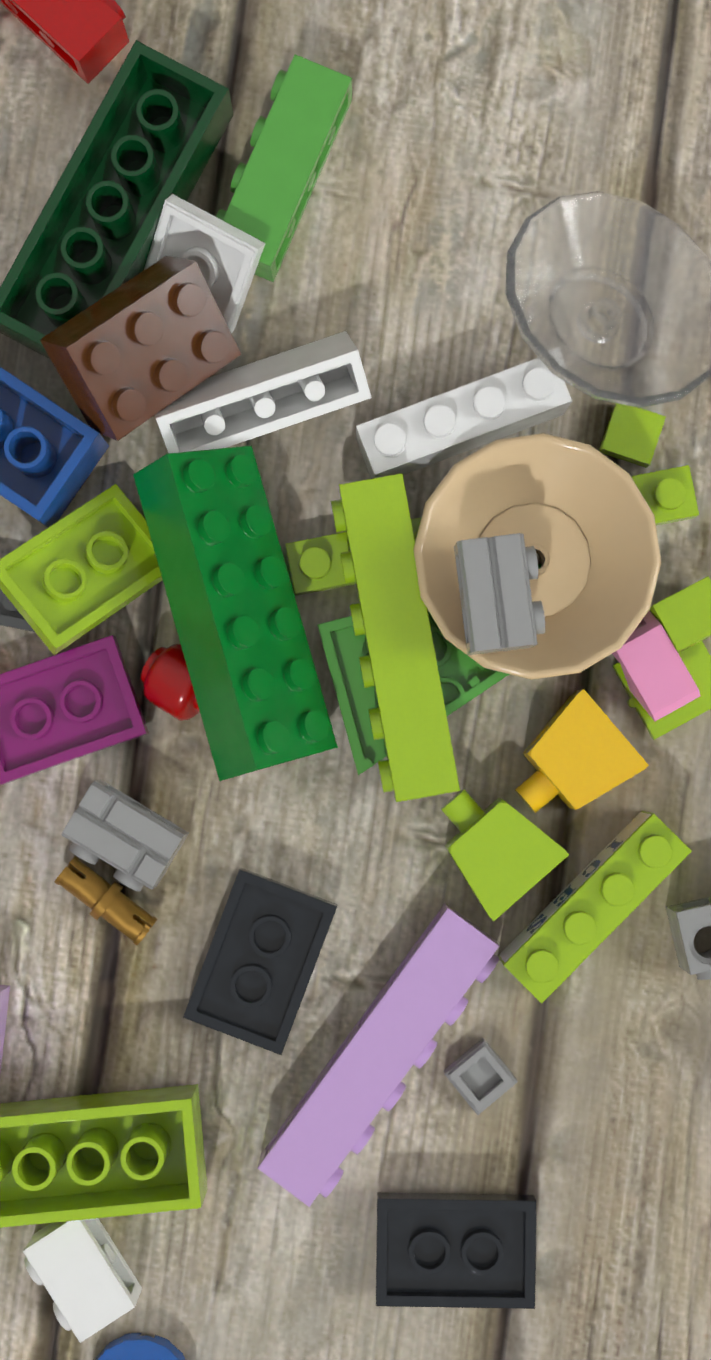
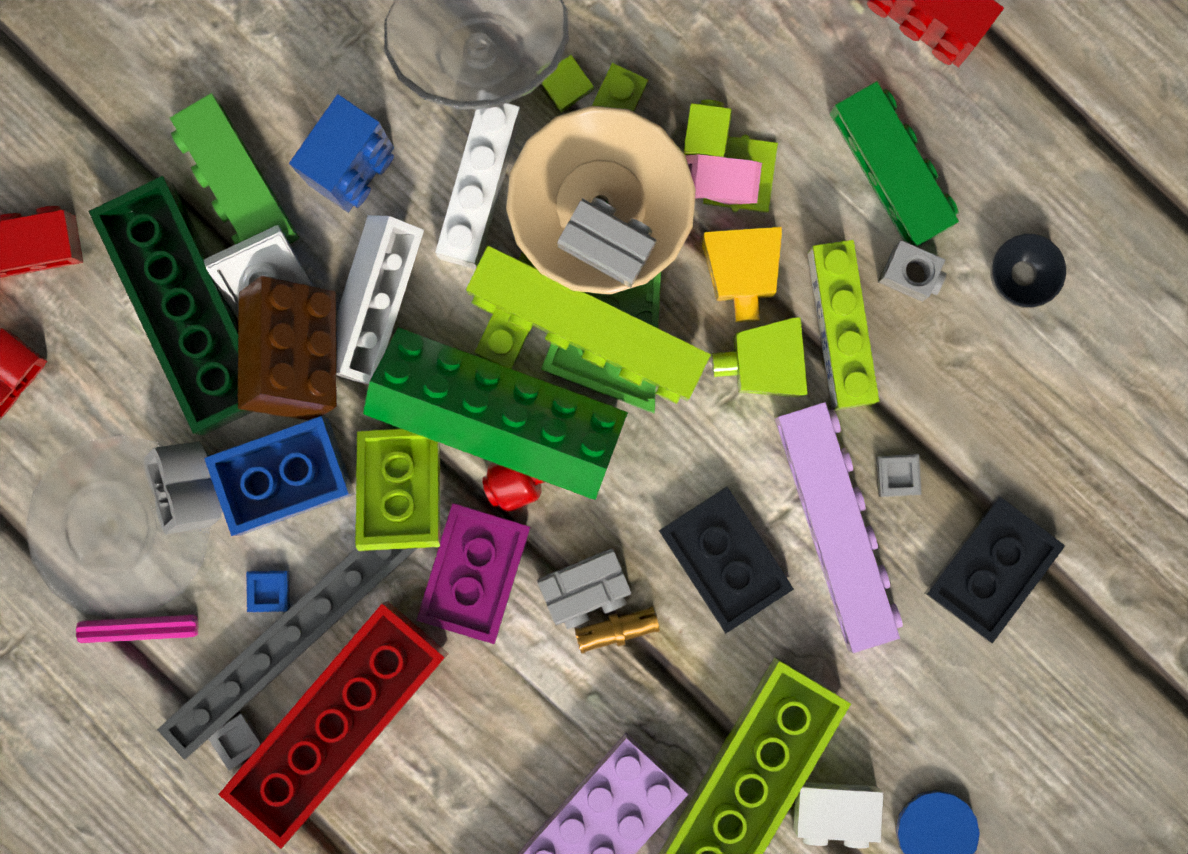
camera: 50 degrees left, 0 degrees up
(387, 253) = (343, 154): none -> blue brick

